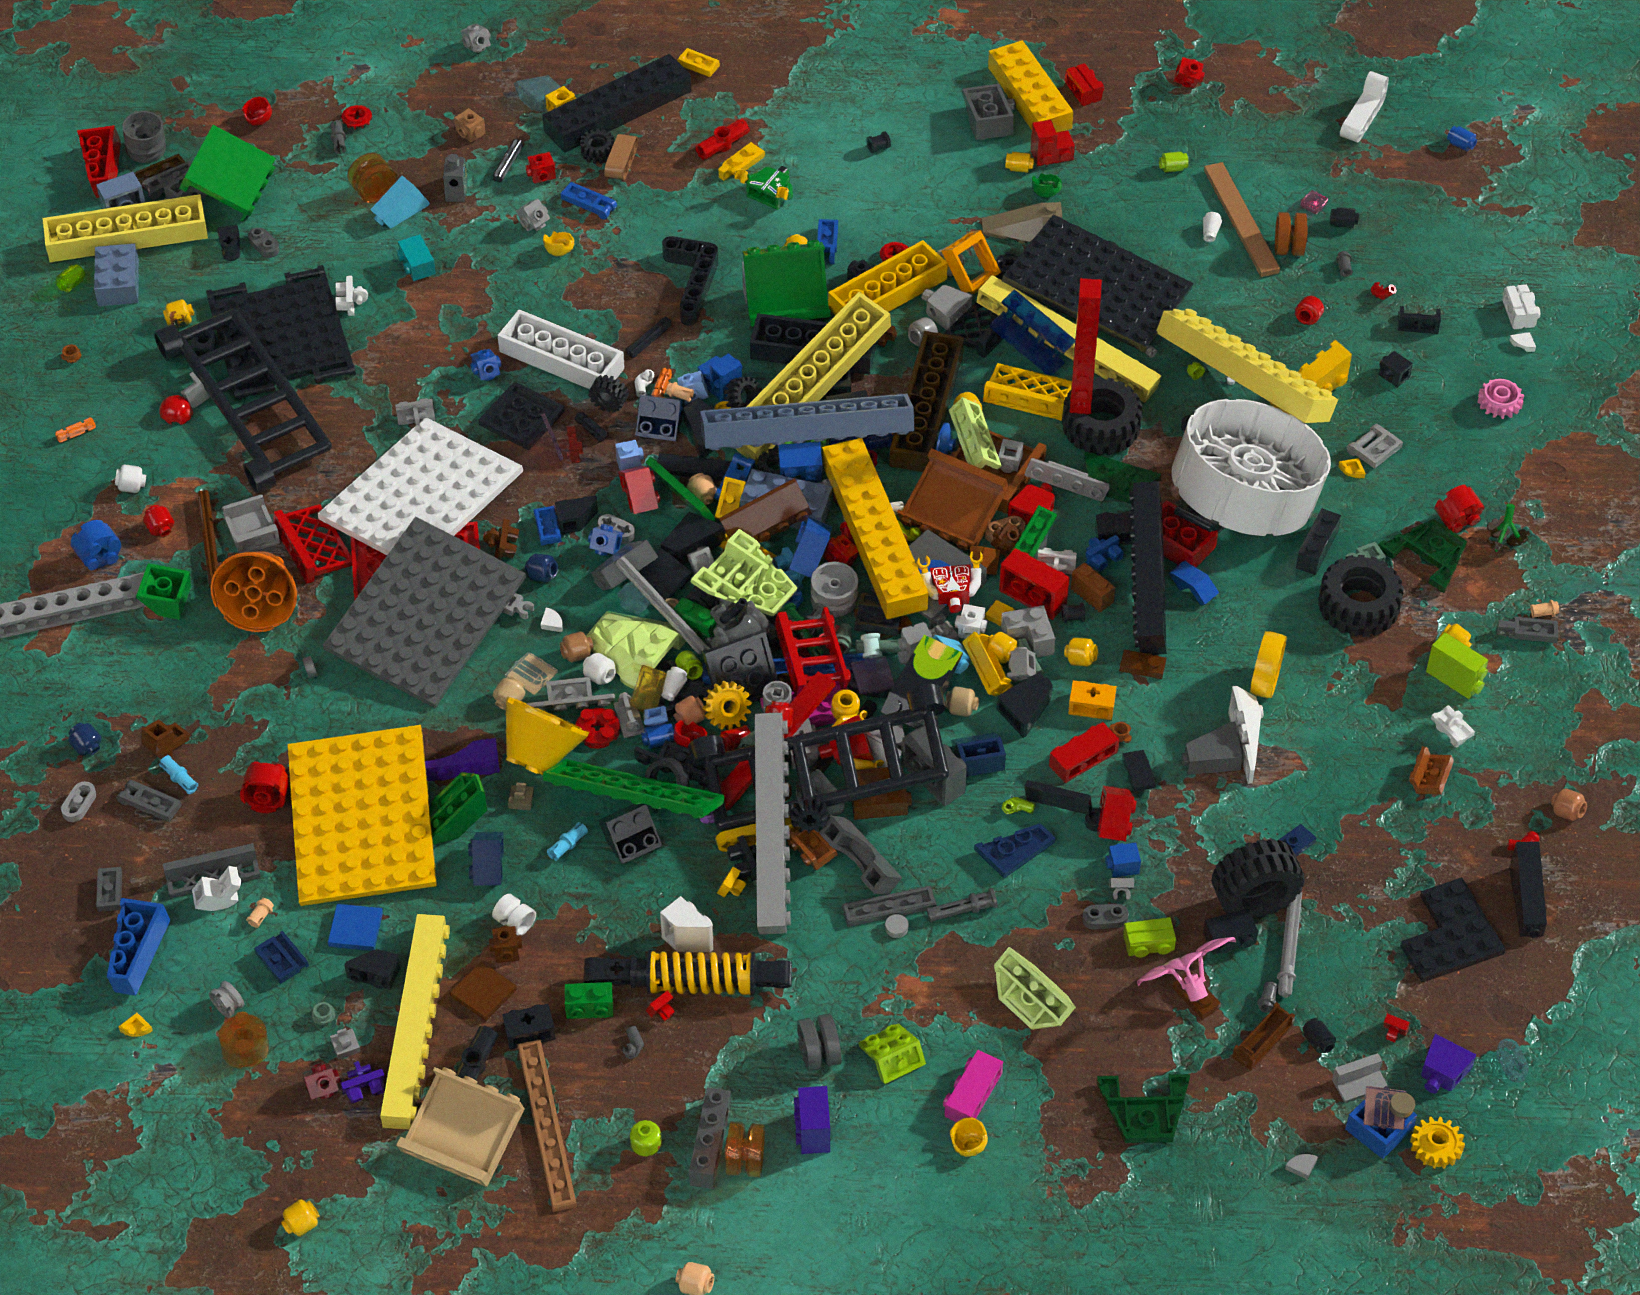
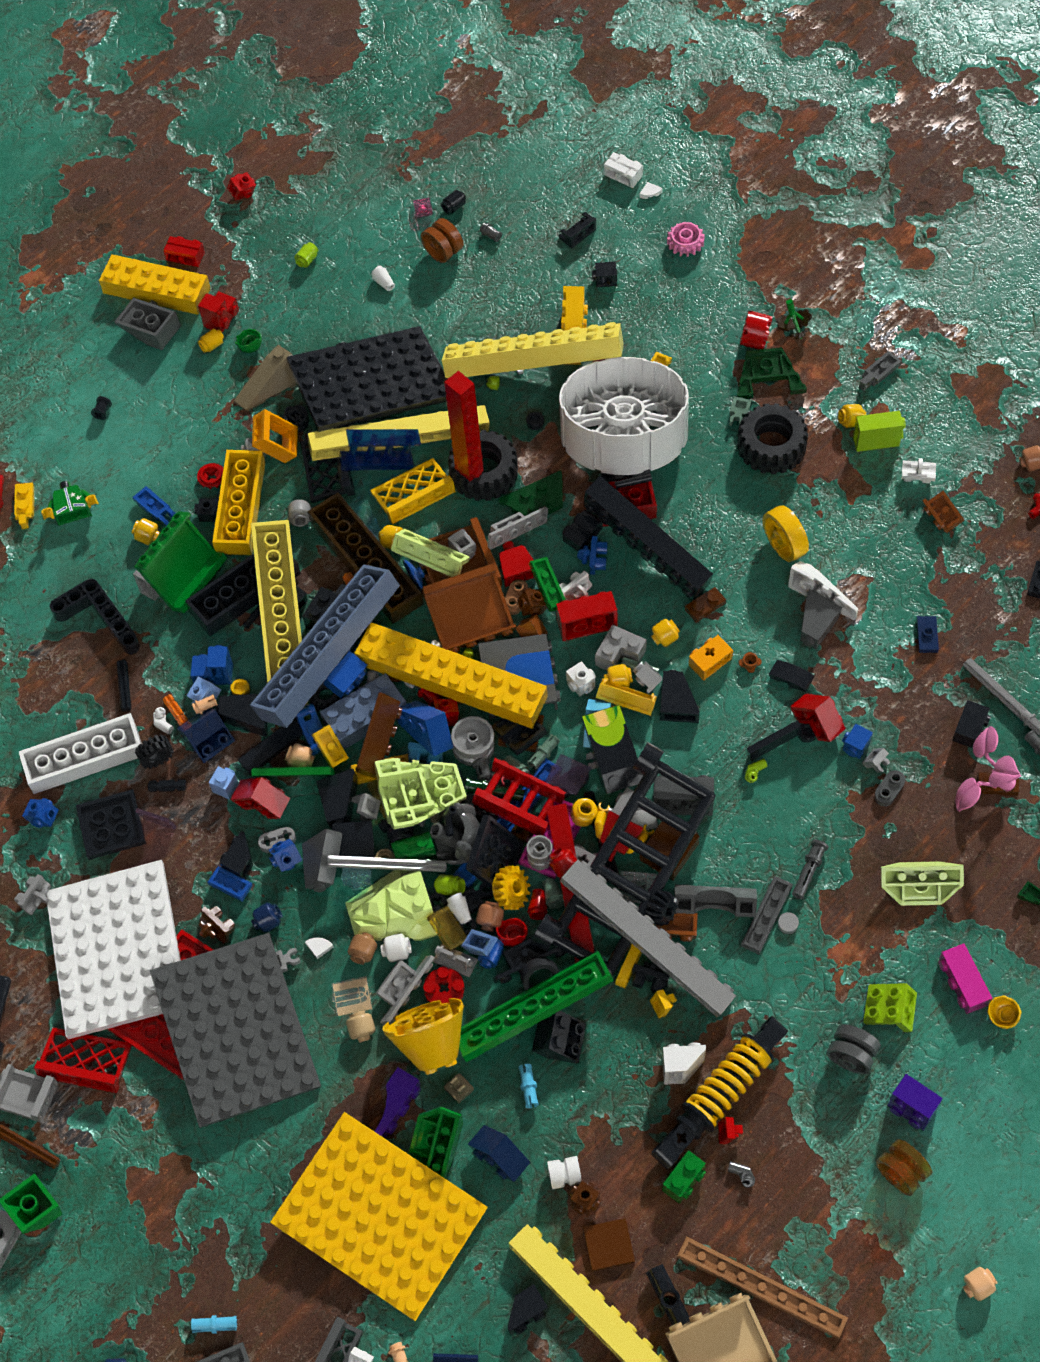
camera: 45 degrees left, 10 degrees up
(162, 738) = (173, 1310): reddish brown brick -> none
(254, 591) = (102, 1136): orange cone -> none
(265, 787) = (290, 1268): red brick -> none
(309, 666) = (203, 1150): flat silver tile -> none
(355, 927) = (472, 1295): blue tile -> none
(528, 1025) = (669, 1249): black brick -> none
(574, 447) = (177, 811): clear red plate -> none
(645, 1138) = (835, 1227): lime head -> none
(710, 1138) = (869, 1183): dark grey brick -> none
(734, 391) = (246, 666): black tyre -> none
(871, 645) = (546, 756): light aqua bush -> none
(910, 639) = (572, 729): light grey brick -> none
(945, 630) = (570, 704): light grey tile -> none
(946, 305) = (290, 481): light grey torso -> none
(952, 583) = (544, 664): torso -> none
(961, 701) = (641, 735): tan head -> none
(981, 753) = (694, 756): dark blue slope -> none
(995, 612) = (584, 654): yellow tile -> none
(1015, 850) = (790, 800): dark blue wing -> none
(1073, 612) = (628, 611): black bush -> none
(1083, 752) = (748, 696): red brick -> none
(1092, 587) = (619, 582): dark orange brick -> none
(1149, 937) = (932, 774): lime brick -> none
(1198, 582) = (671, 520): blue slope -> none
(1241, 219) = (393, 257): medium nougat tile -> none
(1258, 878) = (957, 676): black tyre -> none
(1309, 310) = (510, 281): red head -> none
(1318, 541) = (705, 427): black brick -> none
(1366, 107) = (376, 118): white beam -> none
(1378, 450) = (661, 335): light grey plate -> none
(1382, 293) = (535, 232): red arm -> none
(1462, 138) = (456, 89): blue brick -> none
(1544, 609) = (873, 346): light nougat pin -> none

